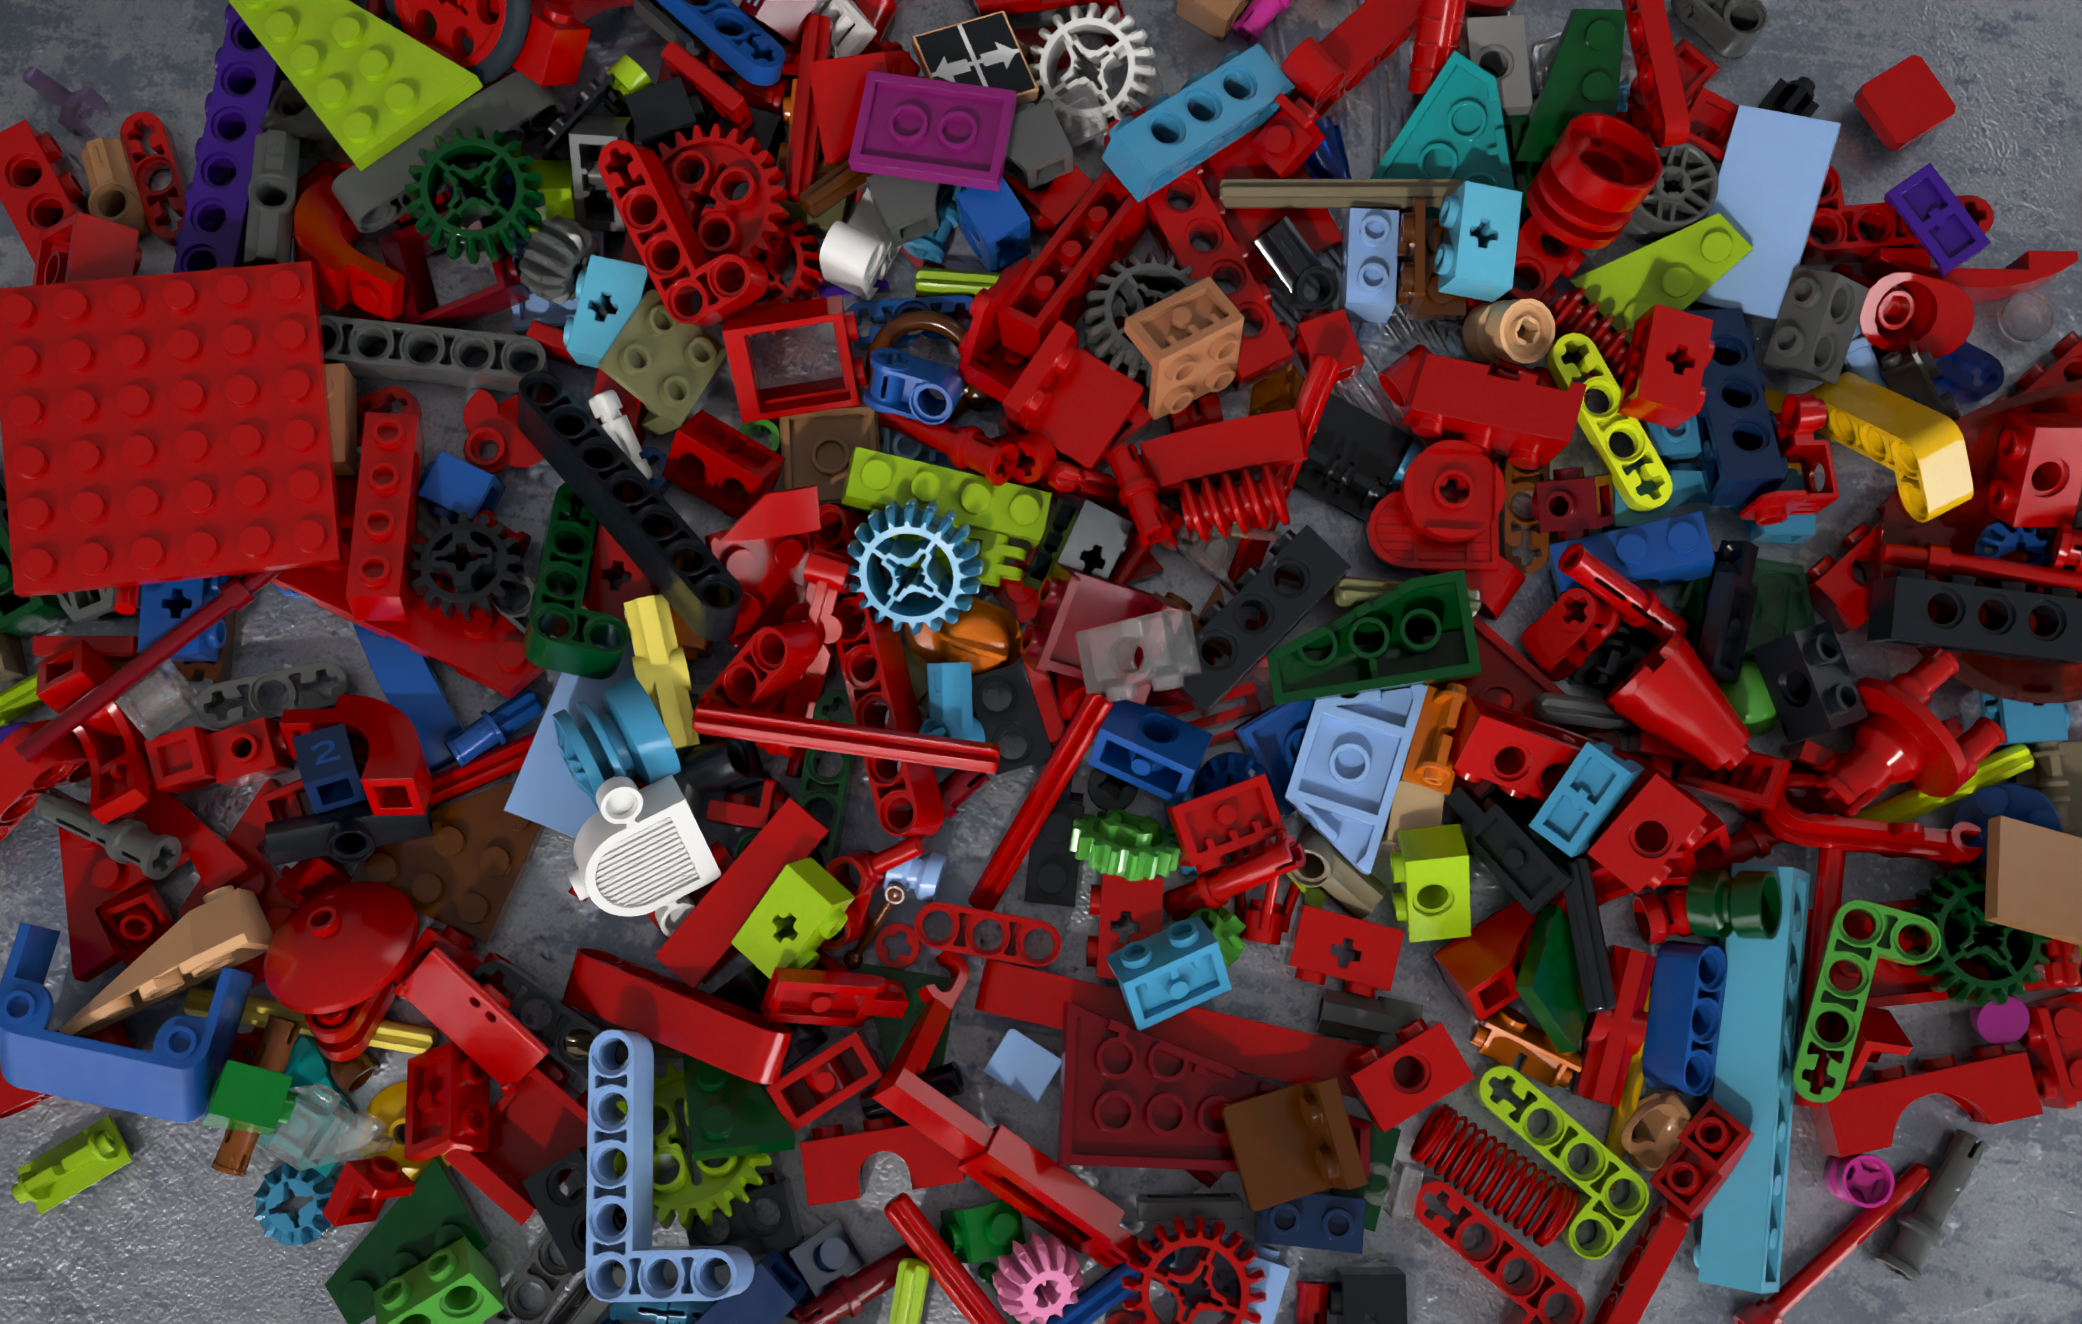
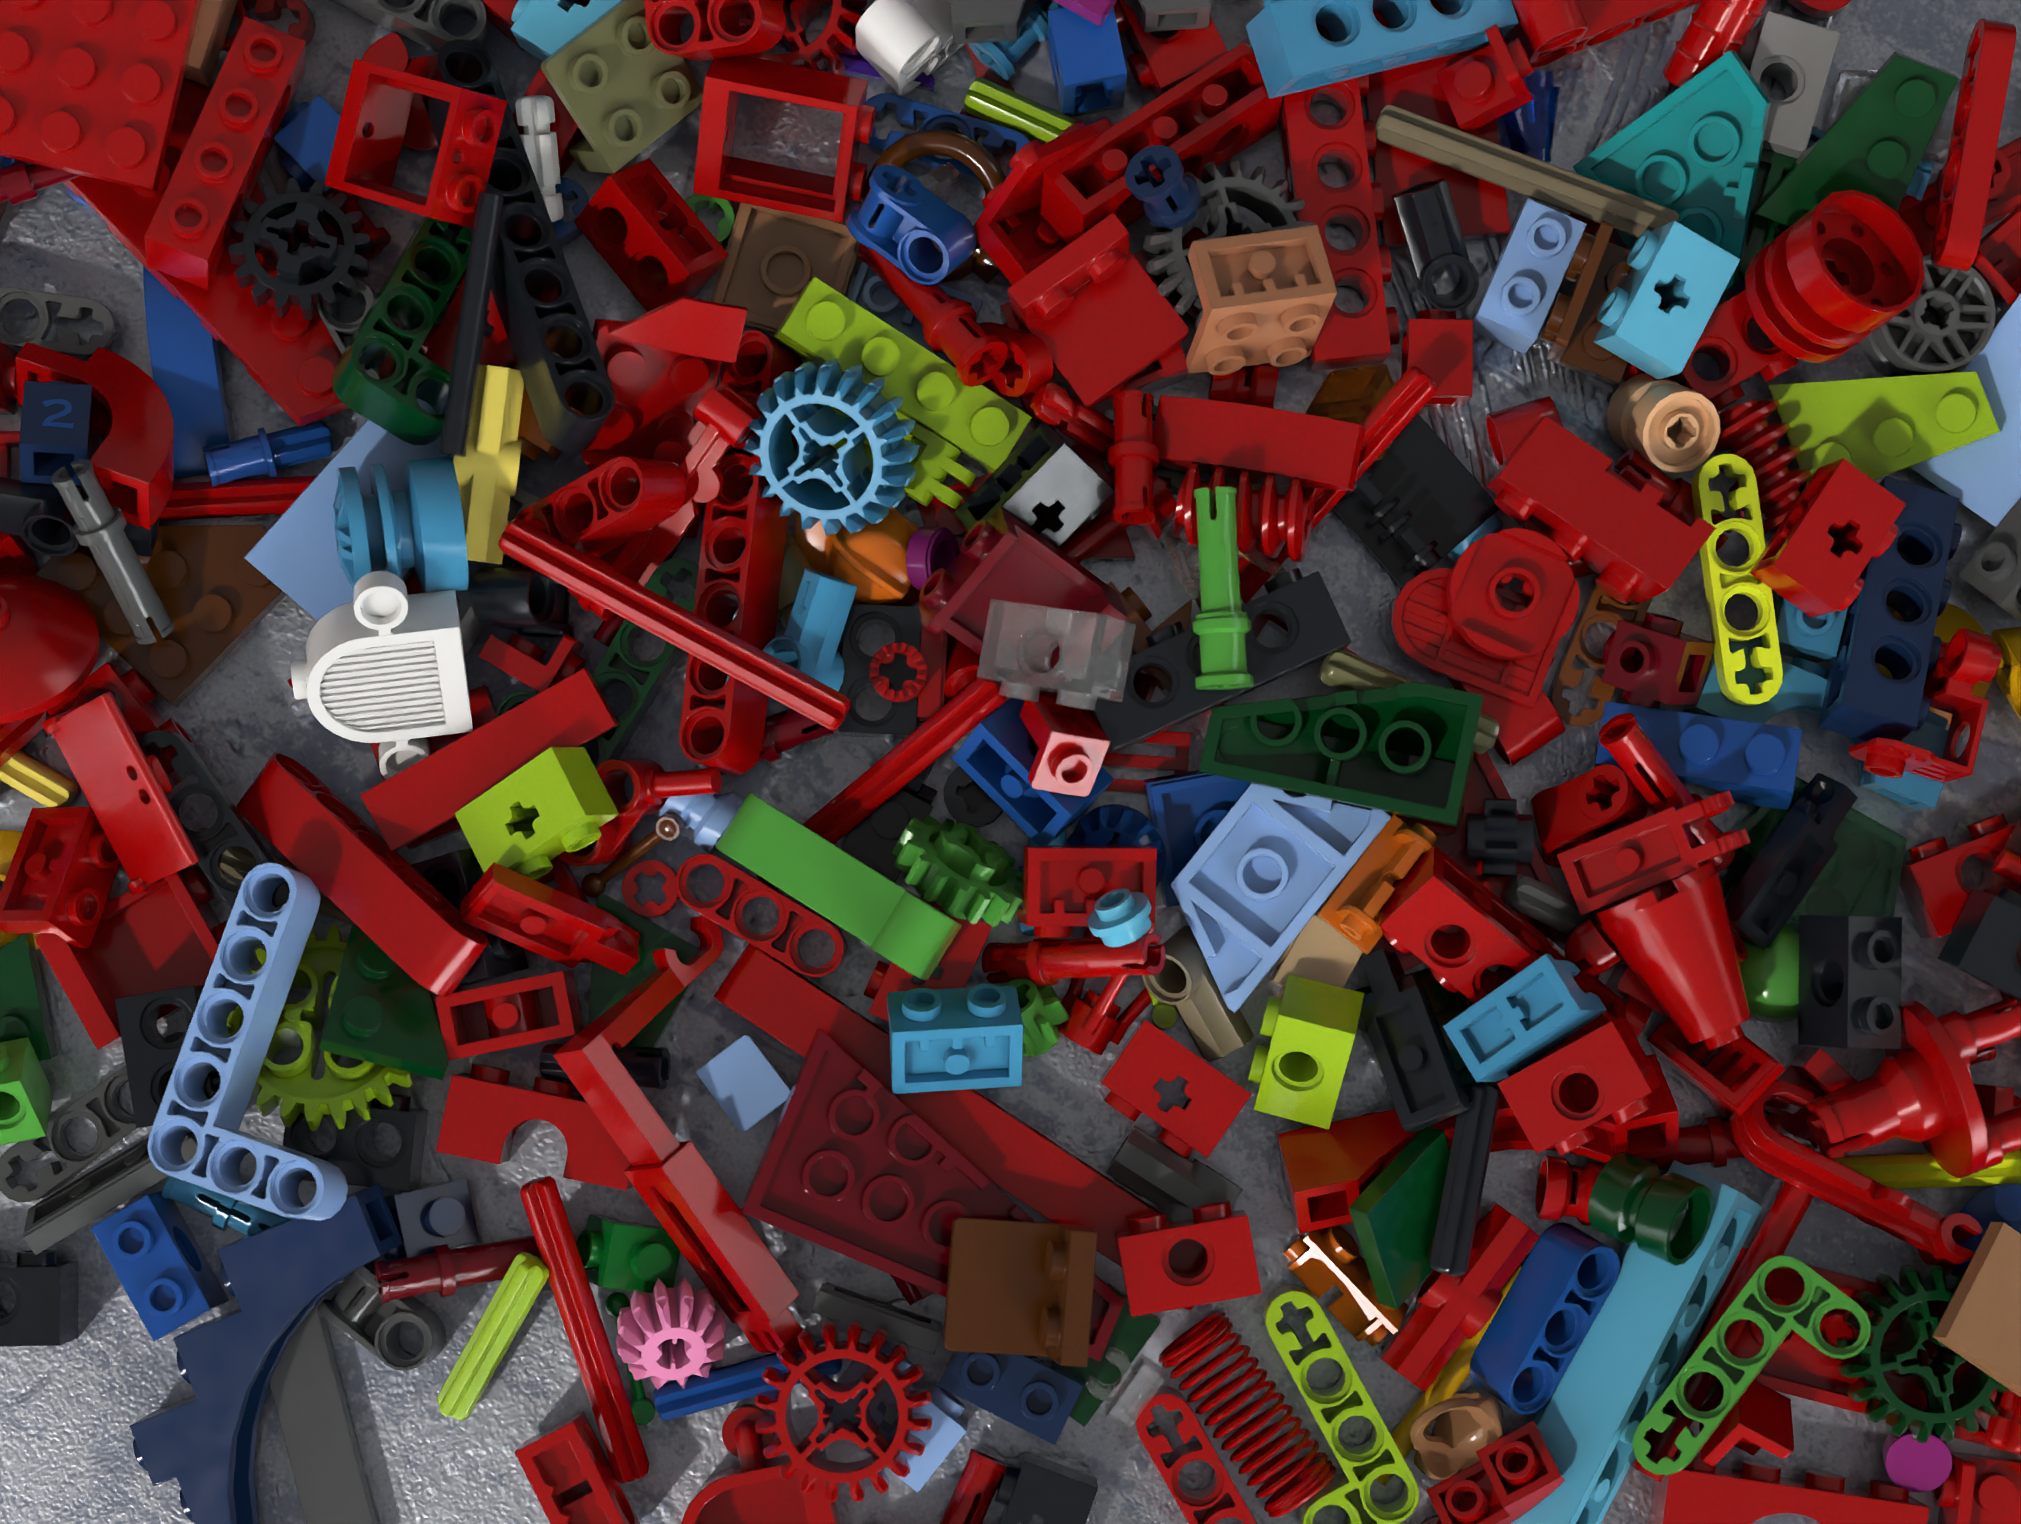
camera: 20 degrees right, 5 degrees up
(389, 827) = (103, 531): none -> dark grey pin
(489, 434) = (369, 162): none -> red window
(614, 572) = (471, 324): none -> black bar
(1012, 619) = (928, 551): none -> magenta tile
(1033, 702) = (886, 657): none -> red bush
(1040, 889) = (838, 887): none -> bright green beam
(1092, 281) = (1153, 192): none -> dark blue bush
(1173, 719) = (1068, 745): none -> red bracket
(1252, 585) = (1221, 619): none -> bright green pin
(1260, 833) = (1120, 917): none -> medium azure plate
(1512, 672) = (1499, 837): none -> black gear
(1612, 729) = (1590, 949): none -> red hinge
(1626, 643) = (1645, 854): none -> red hinge

